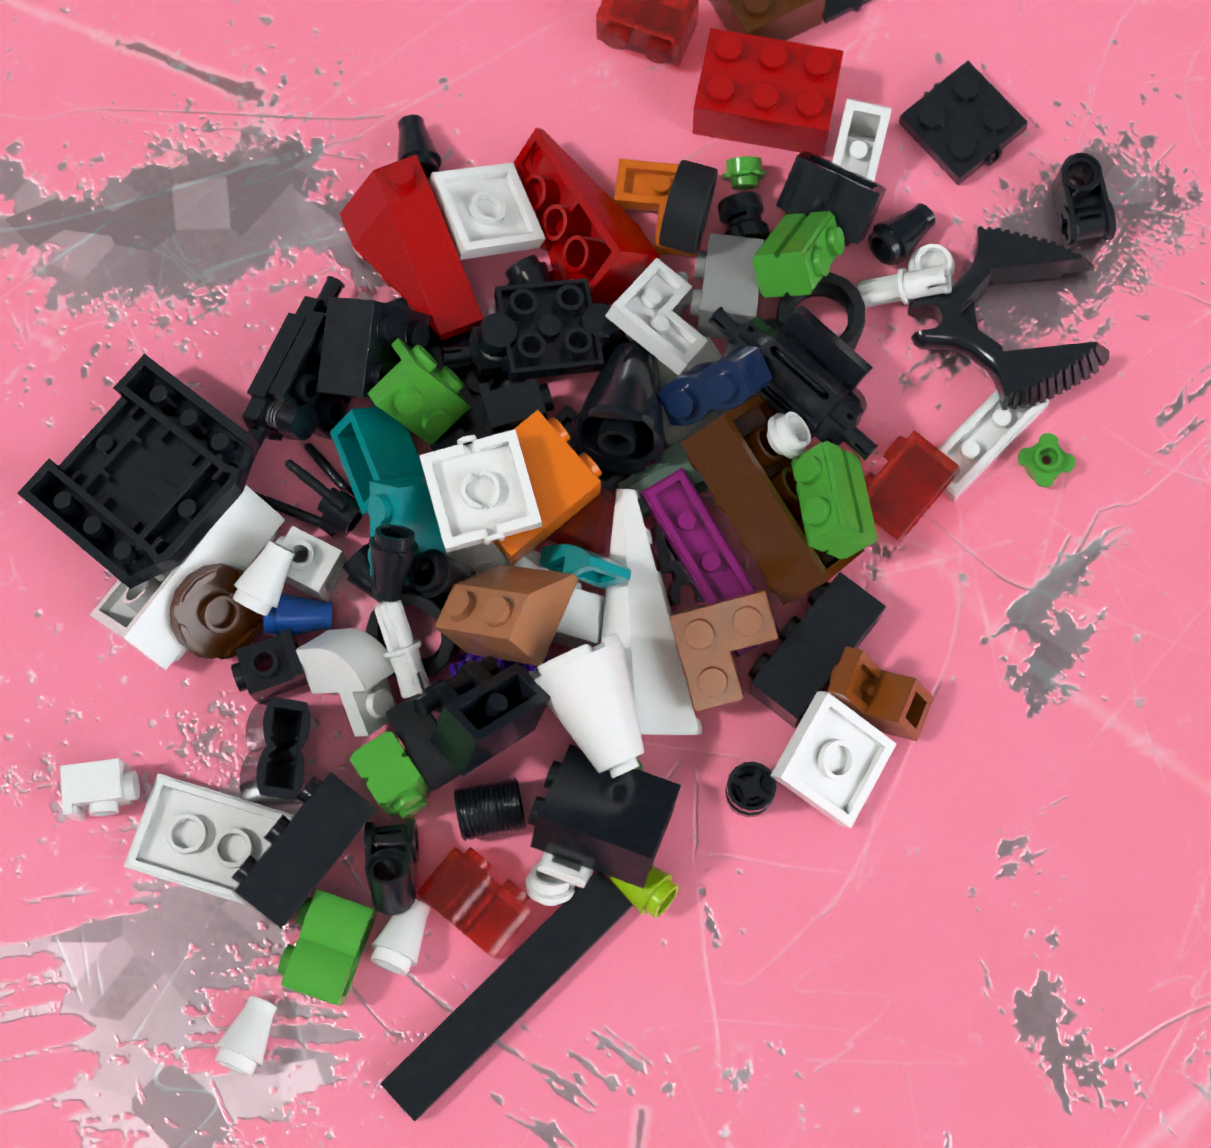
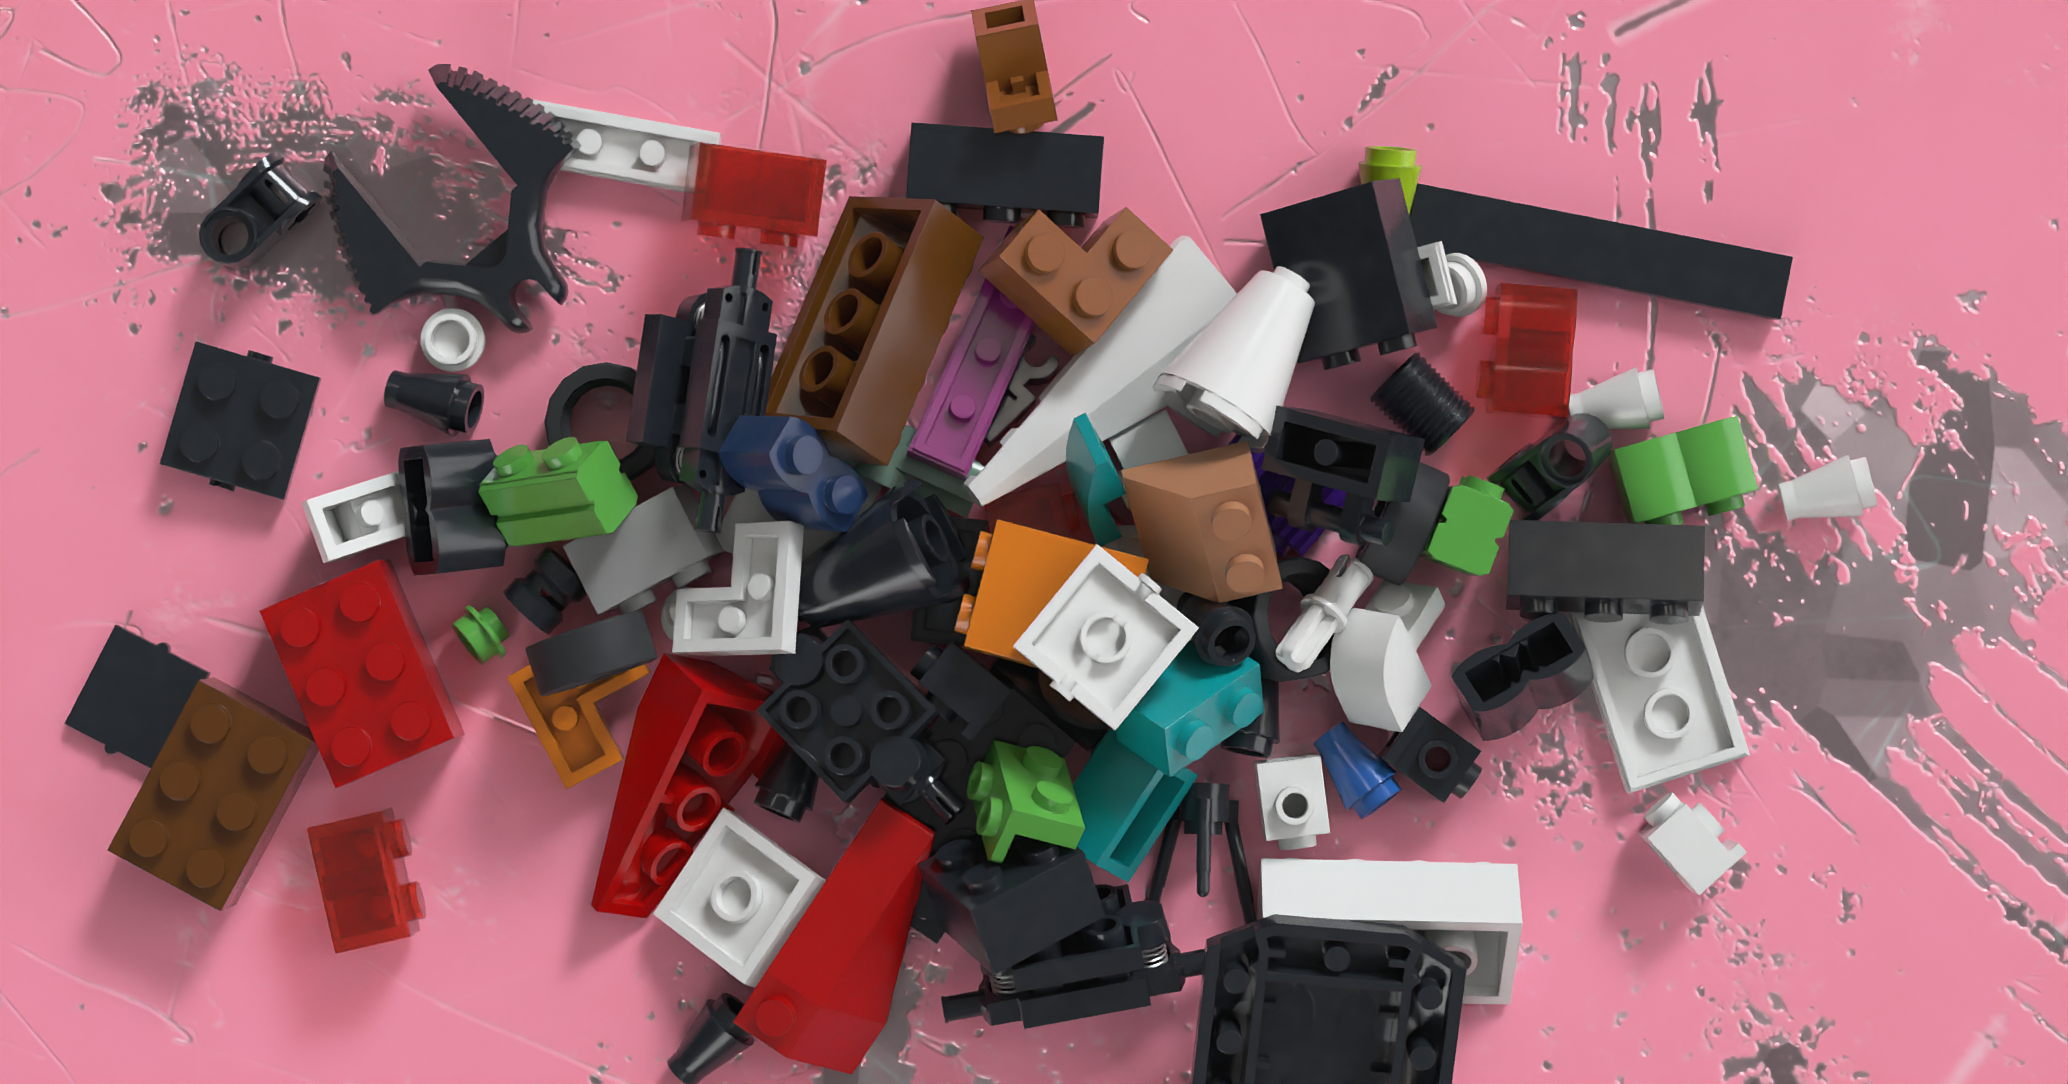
camera: 130 degrees left, 15 degrees up
(208, 617) = (1416, 854): reddish brown tile -> none
(264, 579) = (1352, 820): white cone -> none
(391, 560) = (1242, 684): black cone -> none
(753, 781) = (1209, 129): black wheel -> none
(788, 434) = (794, 354): white plate -> none
(833, 759) = (1118, 70): white plate -> none
(834, 500) = (834, 255): bright green brick -> none
(905, 286) = (504, 349): white axle -> none
(1043, 473) = (615, 76): bright green plate -> none

